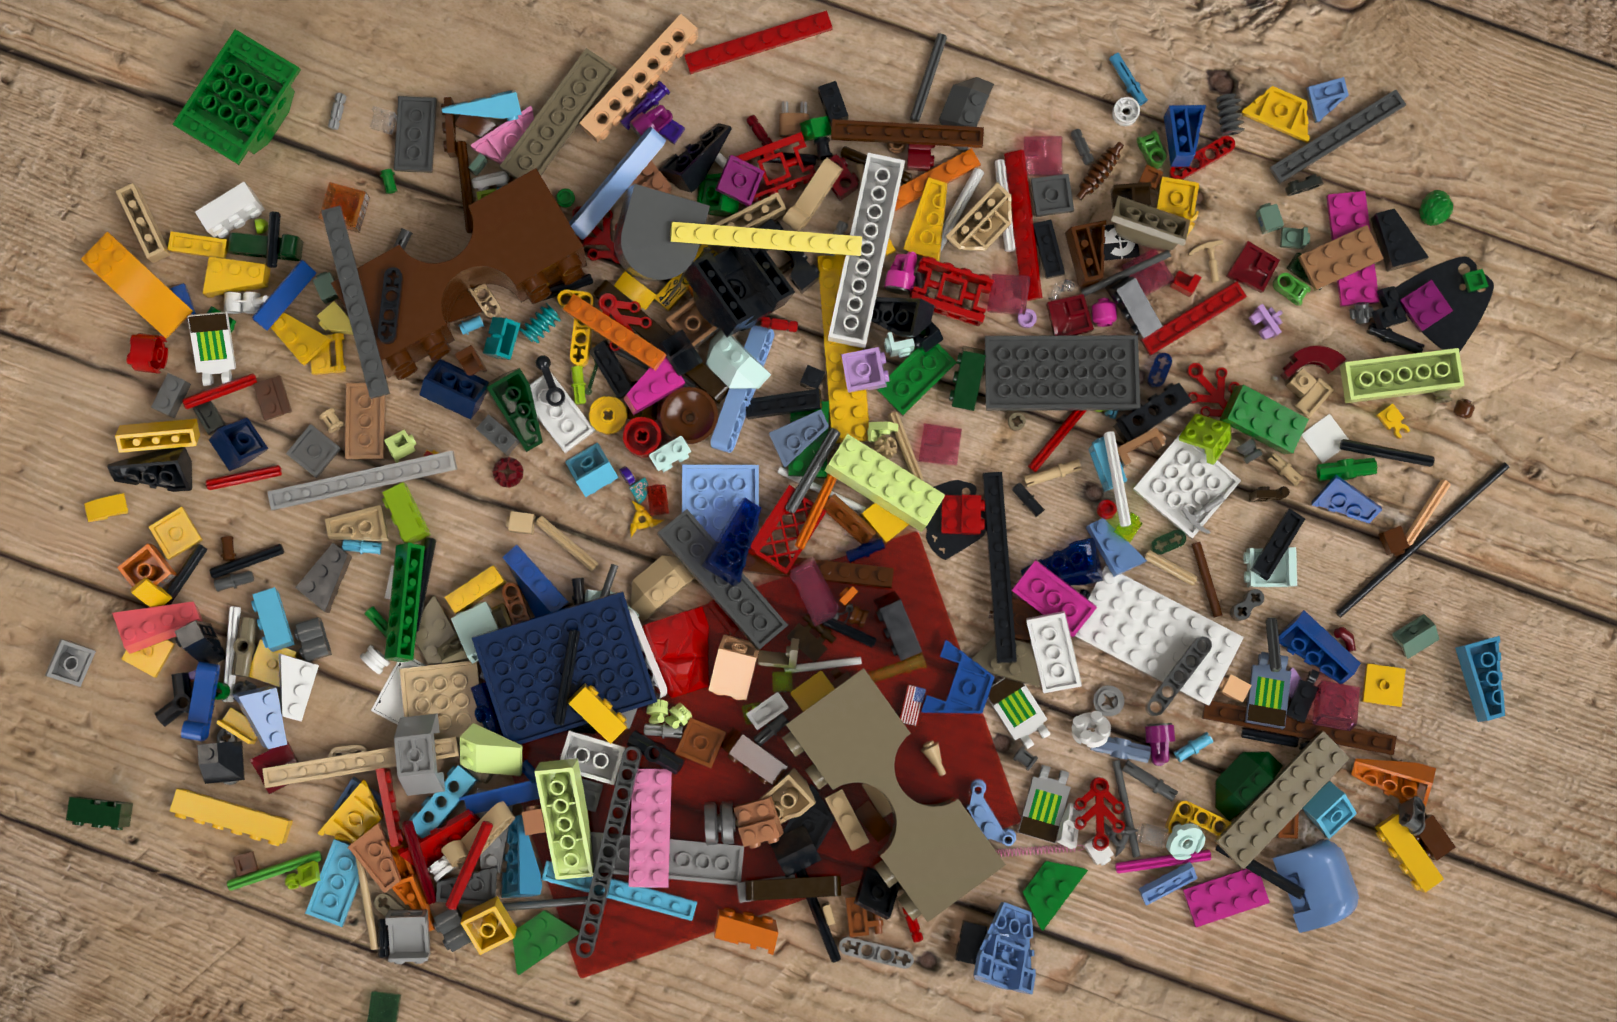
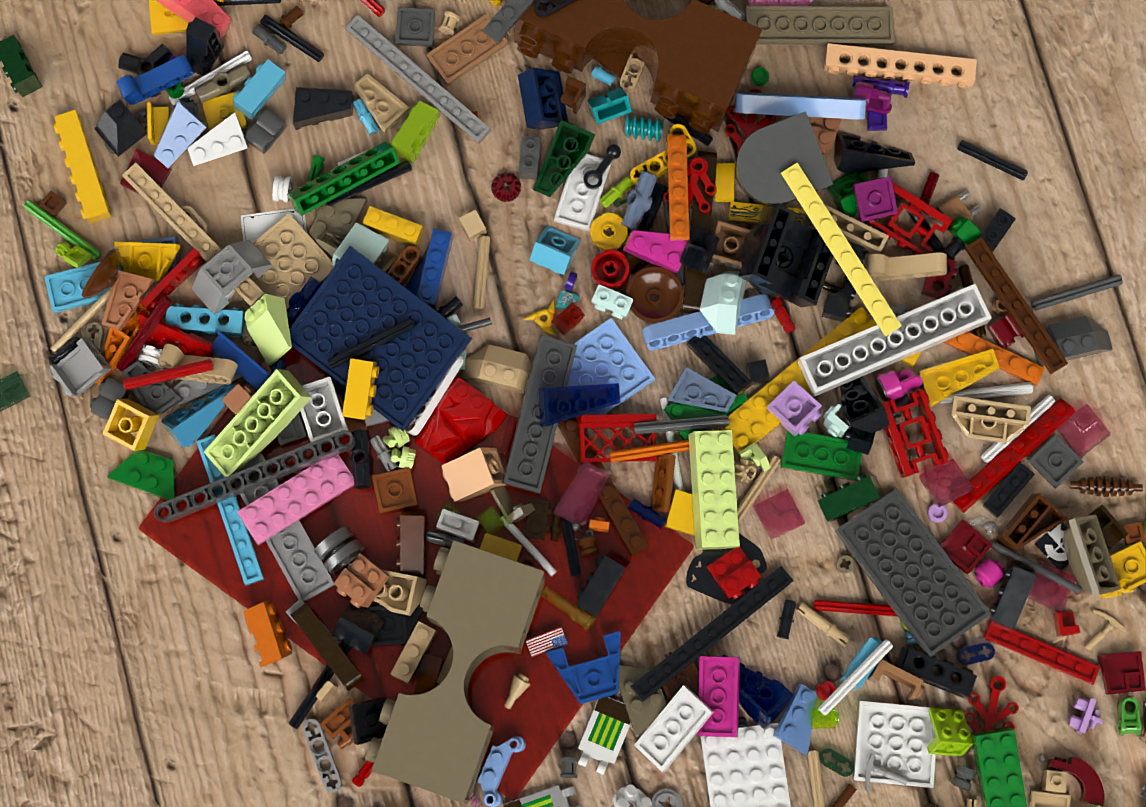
camera: 60 degrees right, 5 degrees down
(346, 862) = (103, 275): none -> reddish brown dish
(400, 445) = (467, 88): yellowish green brick -> none
(545, 903) = (178, 457): dark grey piece -> none
(601, 371) = (639, 200): none -> sand blue piece
(758, 42) = (1001, 138): red plate -> none
(772, 63) = (992, 160): none -> black axle
(1082, 146) = (1115, 458): dark grey axle -> none

